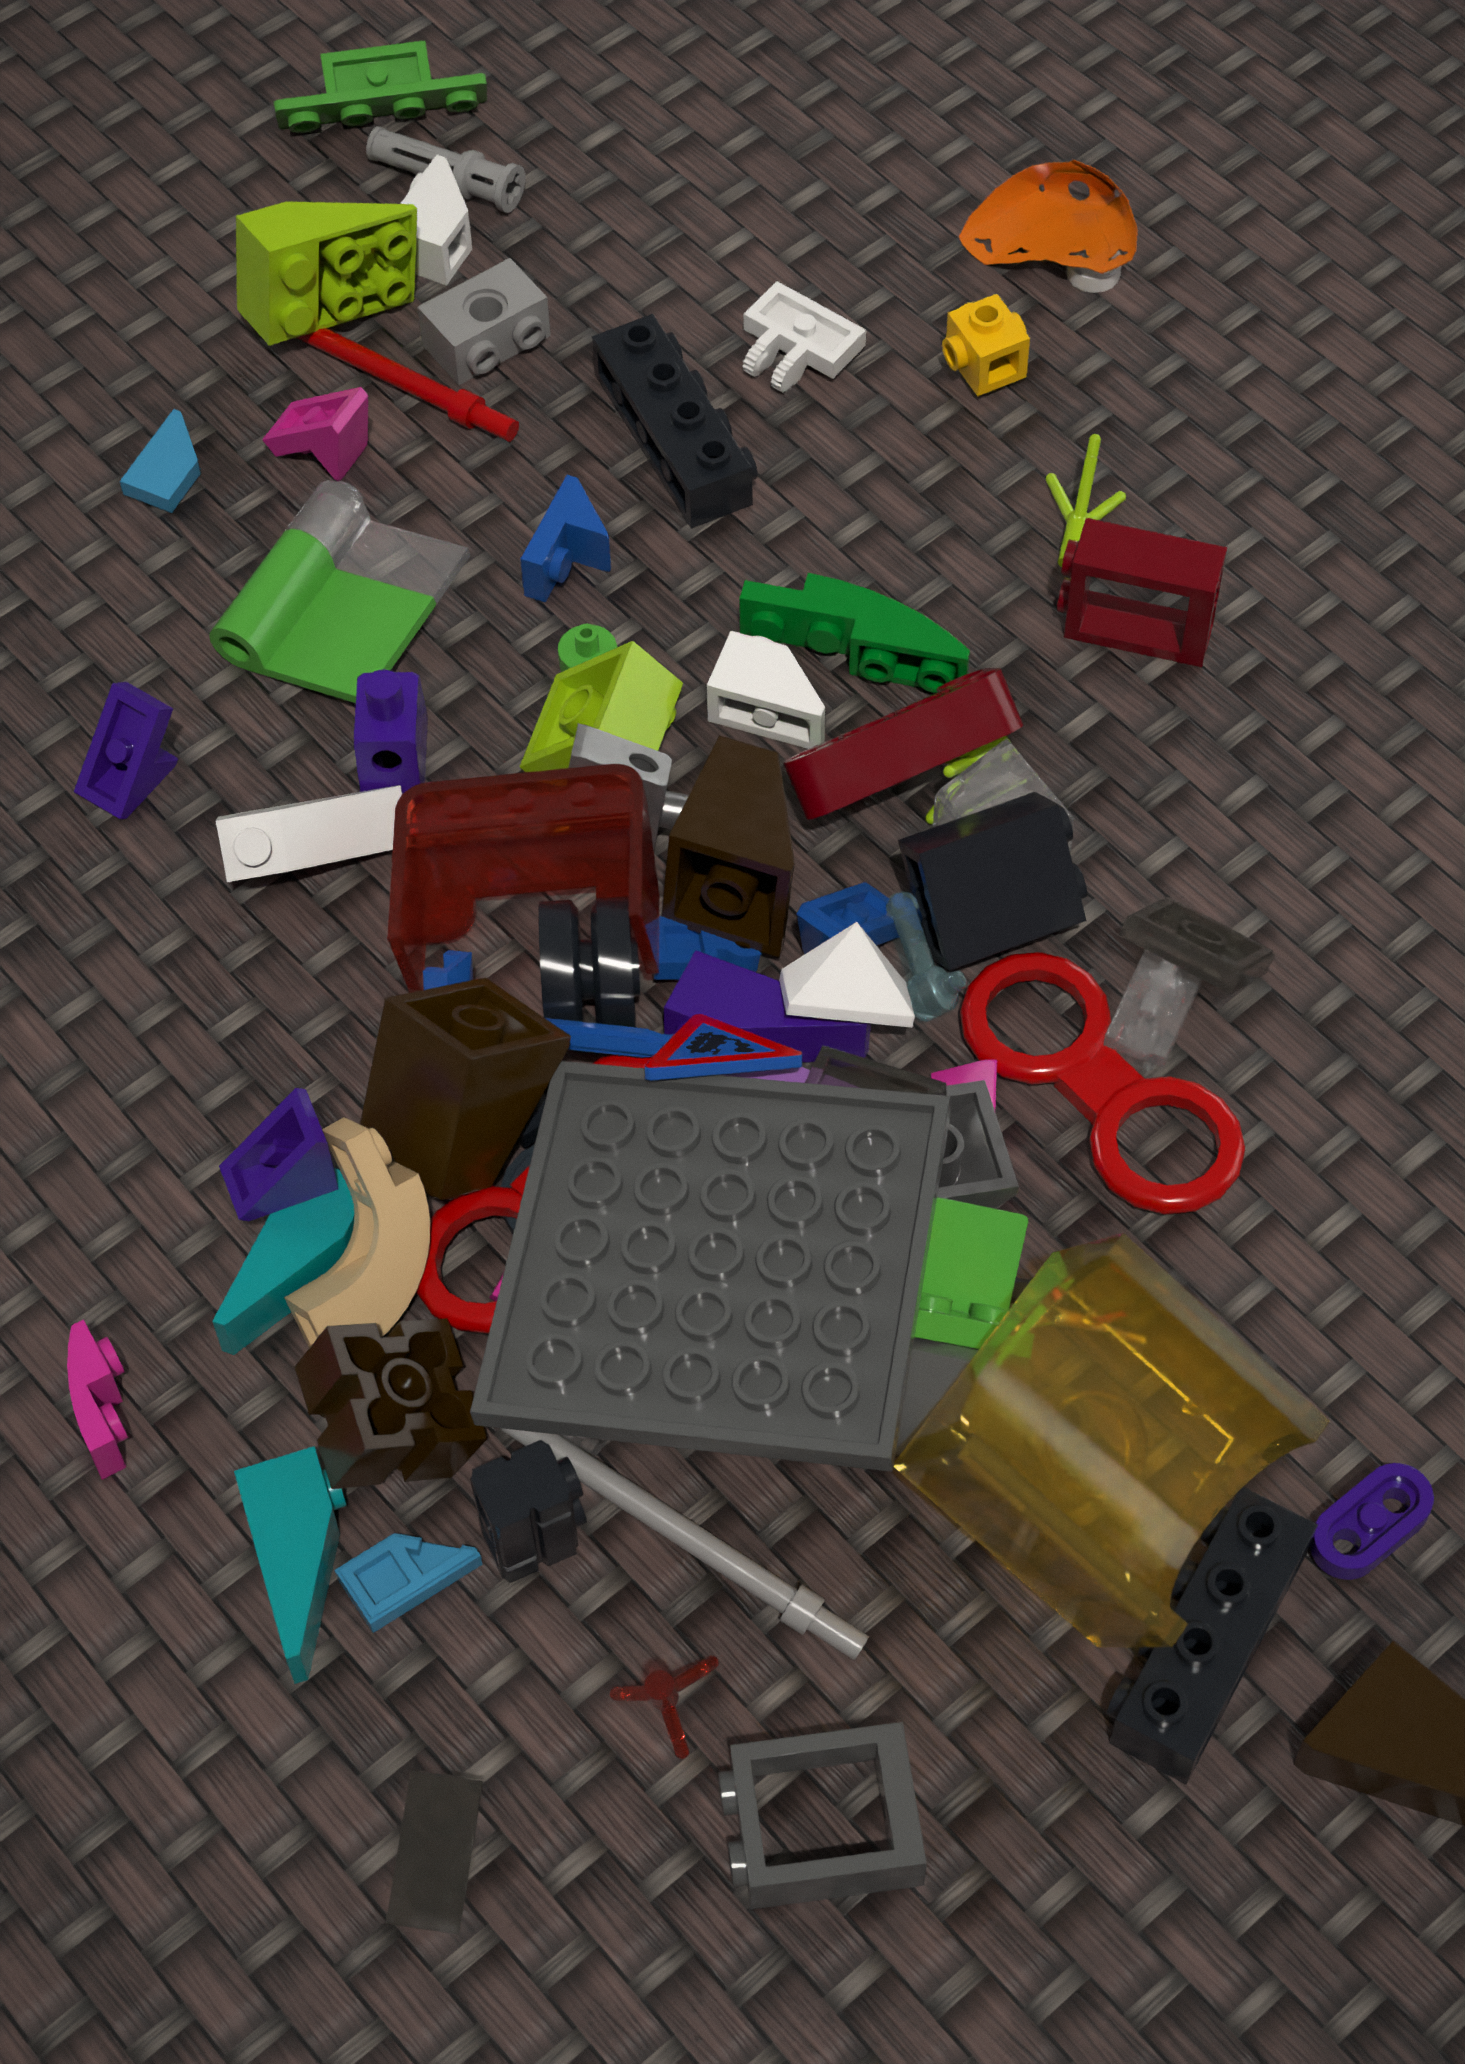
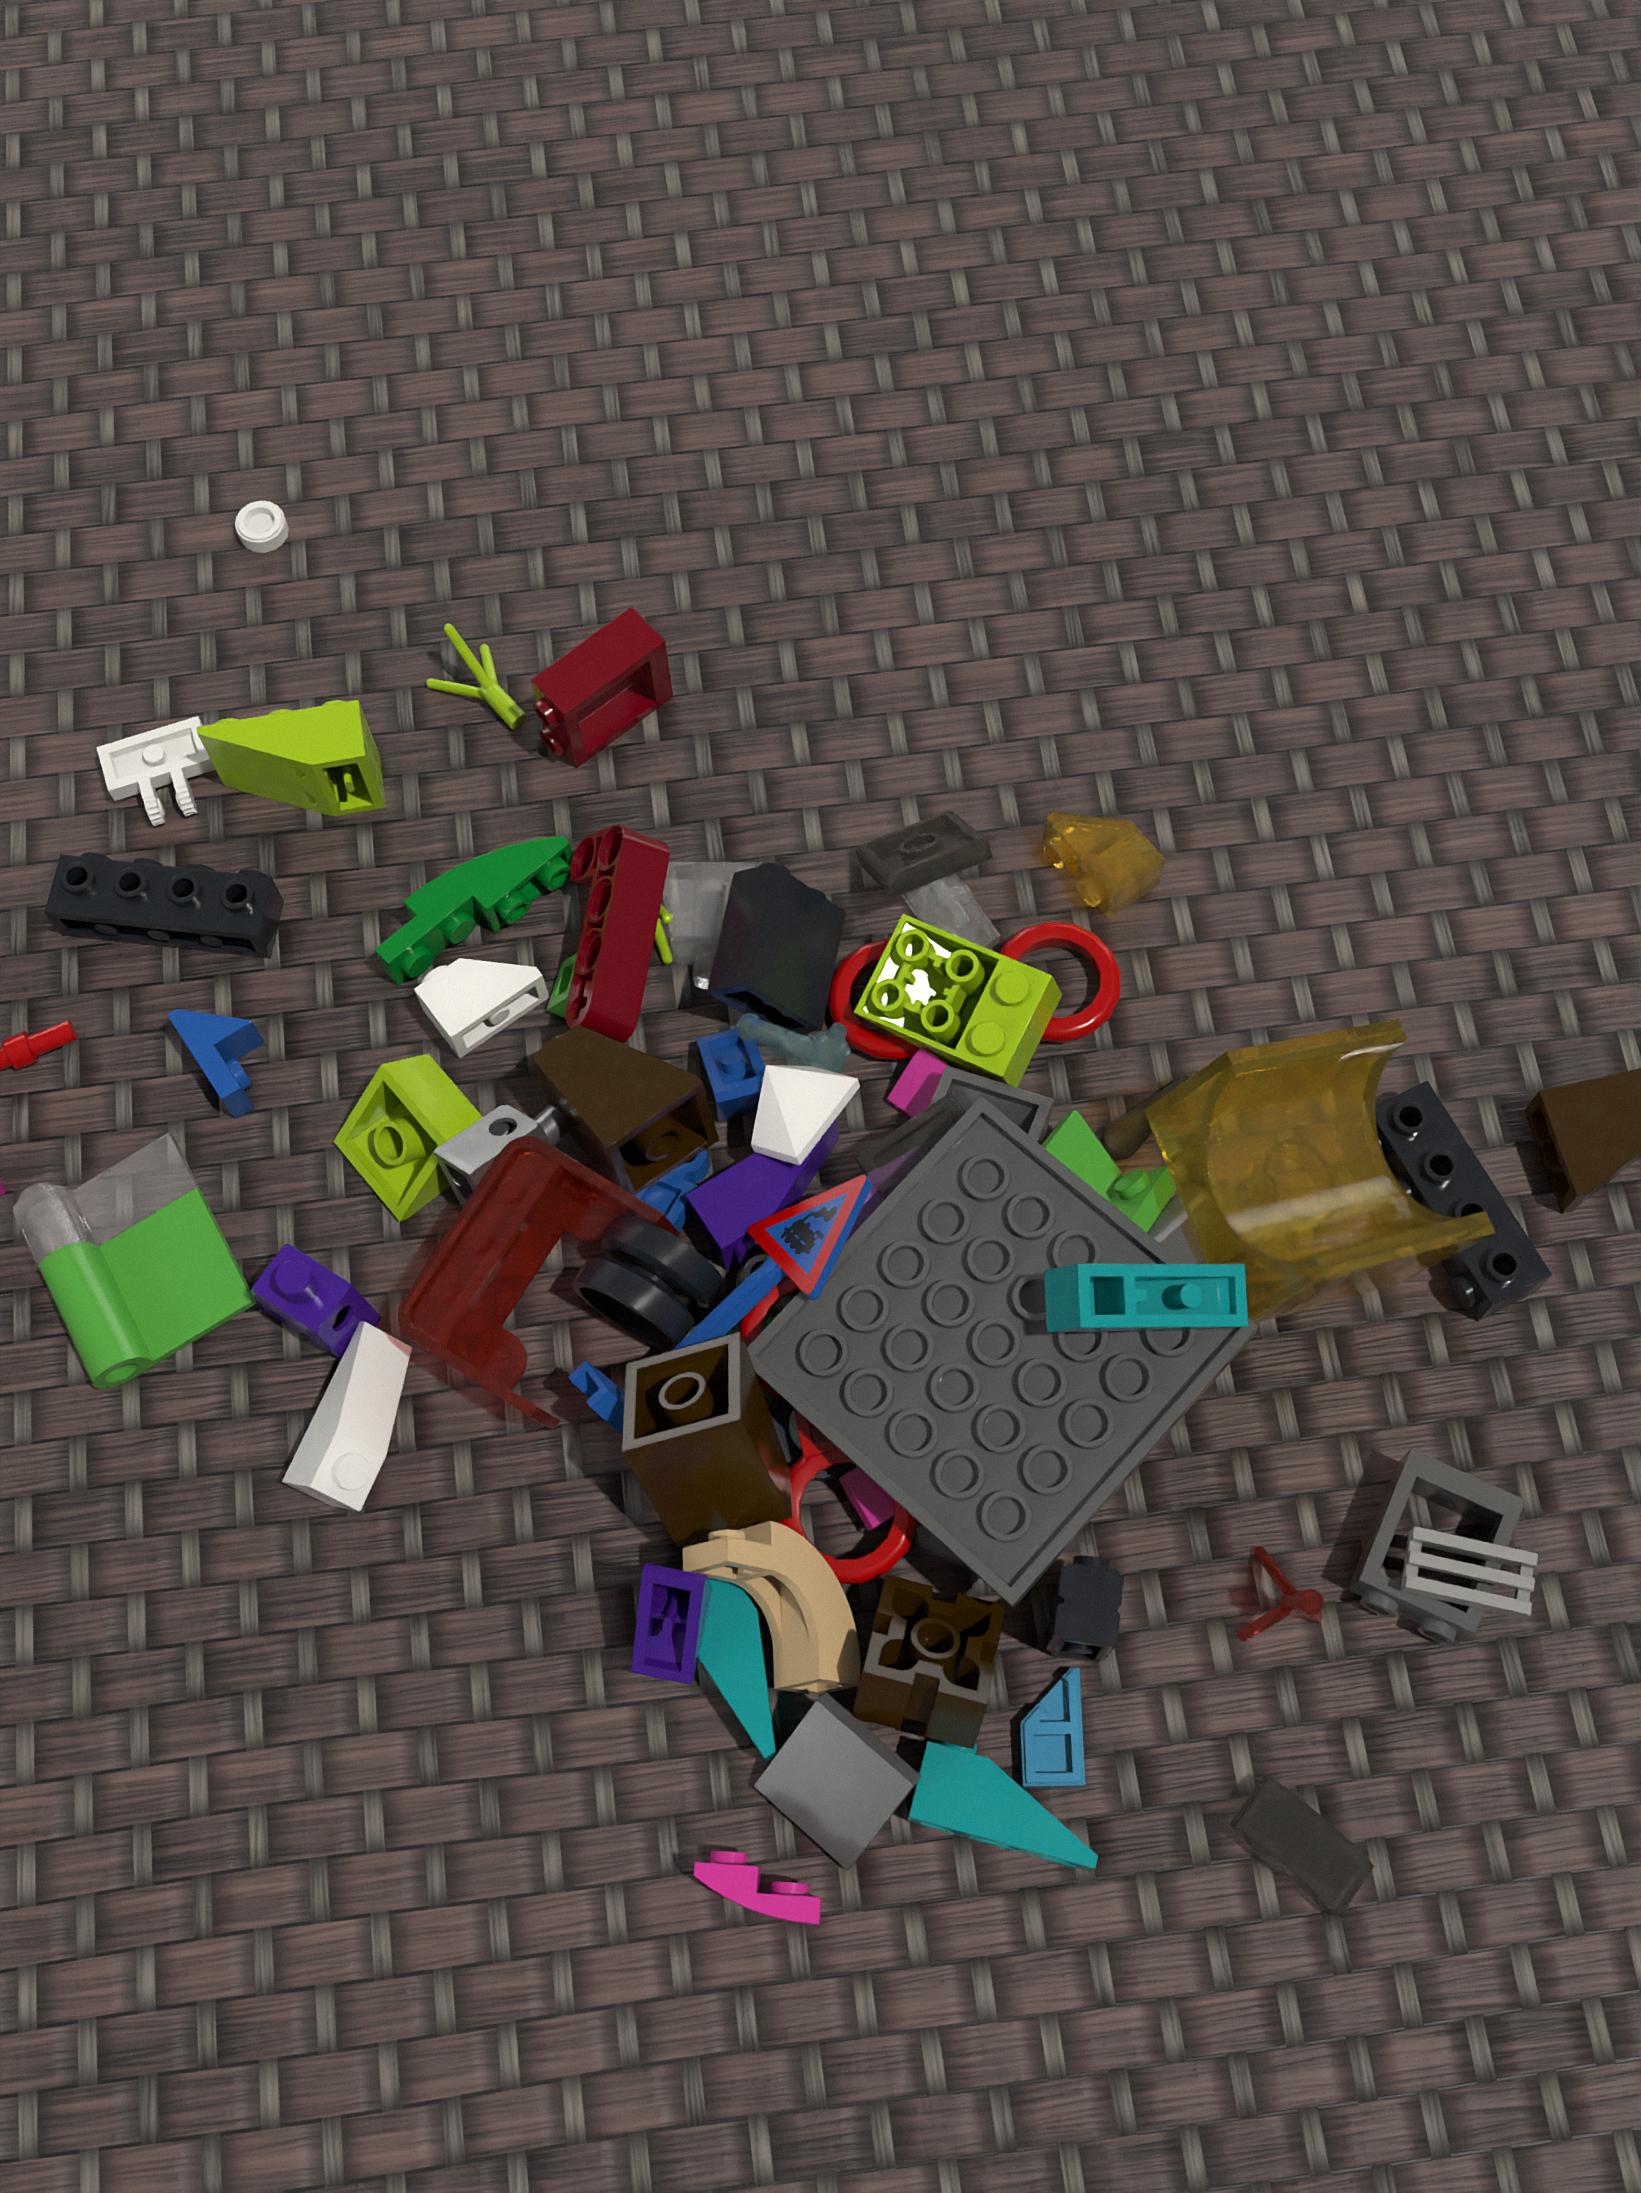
camera: 55 degrees left, 10 degrees up
(126, 751) = (159, 1520): dark purple slope -> none
(233, 1398) = (837, 1781): none -> dark grey tile
(583, 644) = (330, 1104): bright green tile -> none
(784, 1782) = (1521, 1582): none -> light grey tile
(799, 1608) = (1259, 1465): light grey bar -> none
(840, 1335) = (1145, 1297): none -> teal slope
(889, 423) = (301, 757): none -> lime slope
(986, 344) = (284, 643): yellow brick -> none
(1053, 221) = (207, 523): orange piece -> none
(1063, 1063) = (960, 1001): none -> lime slope
(1333, 1110) = (1105, 858): none -> clear yellow slope
(1368, 1524) = (1430, 1049): dark purple plate -> none

